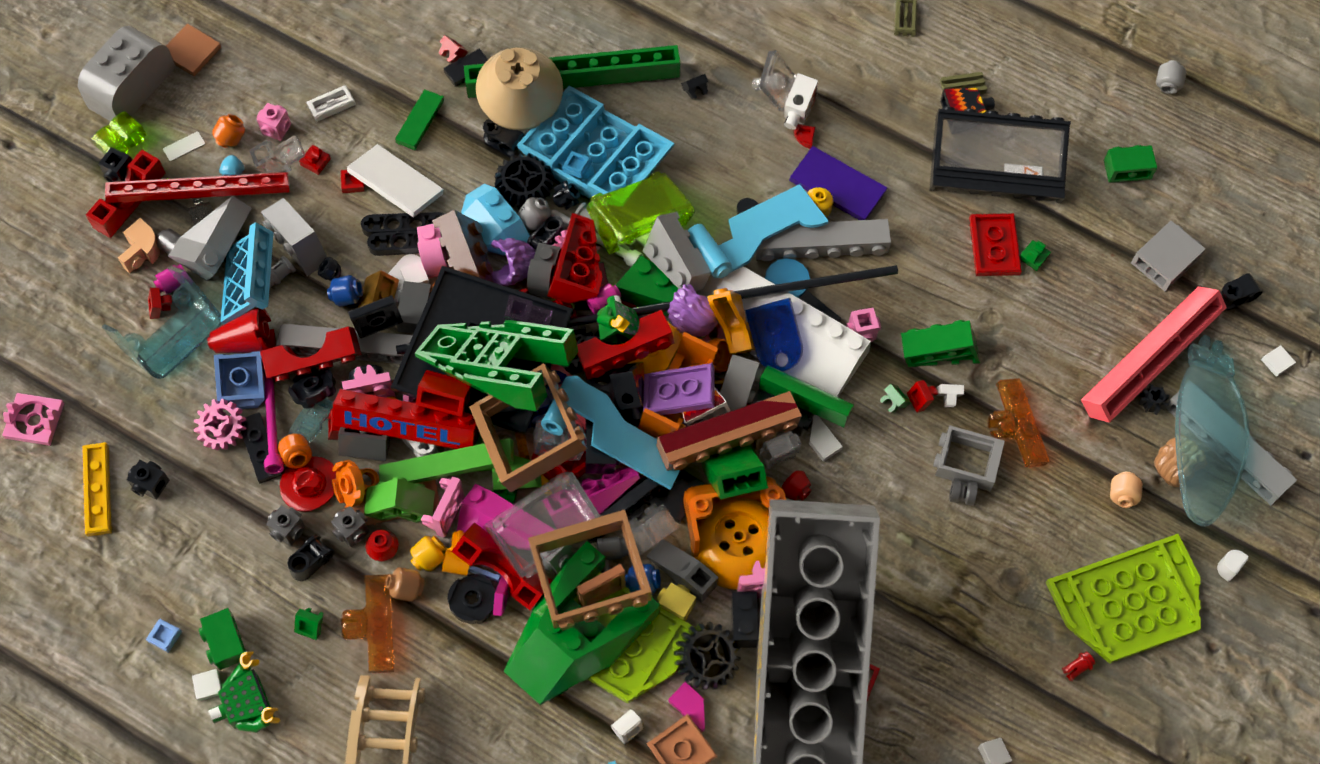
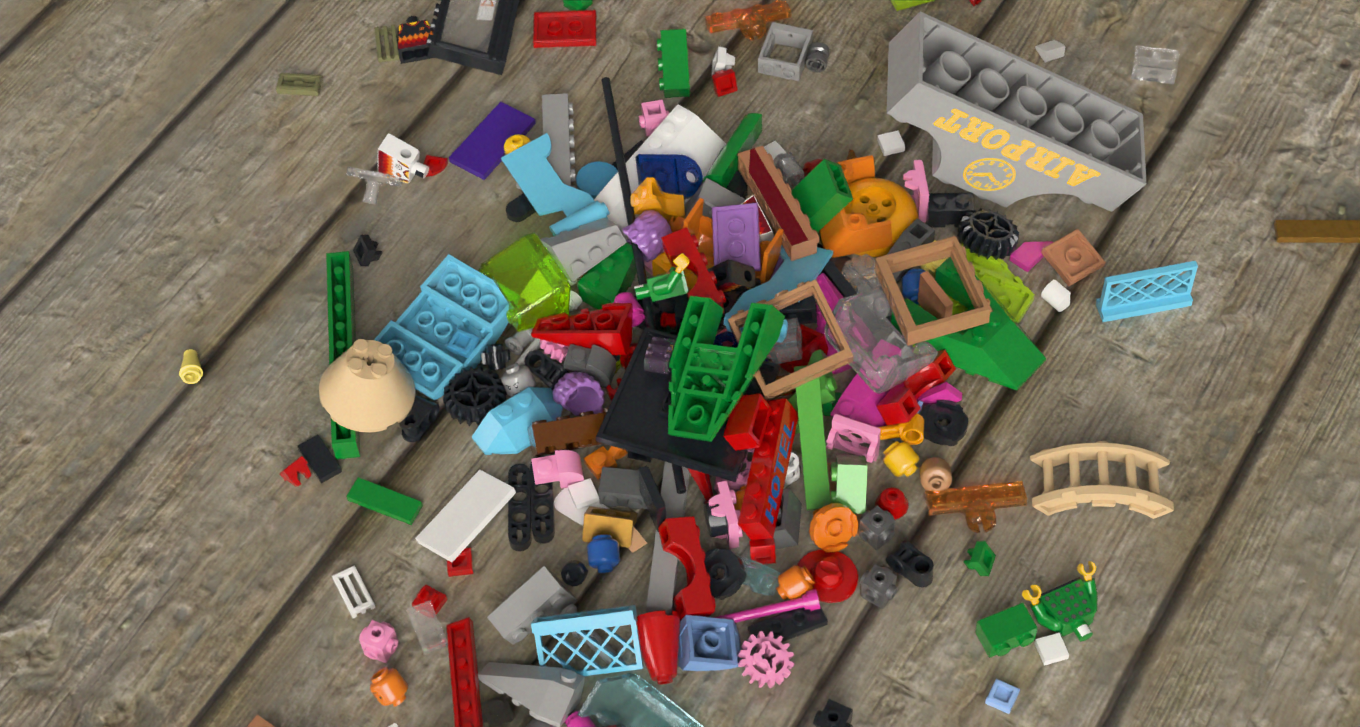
camera: 85 degrees left, 10 degrees down
(231, 166) = (437, 682): medium azure piece -> none
(897, 397) = (726, 99): tile -> none

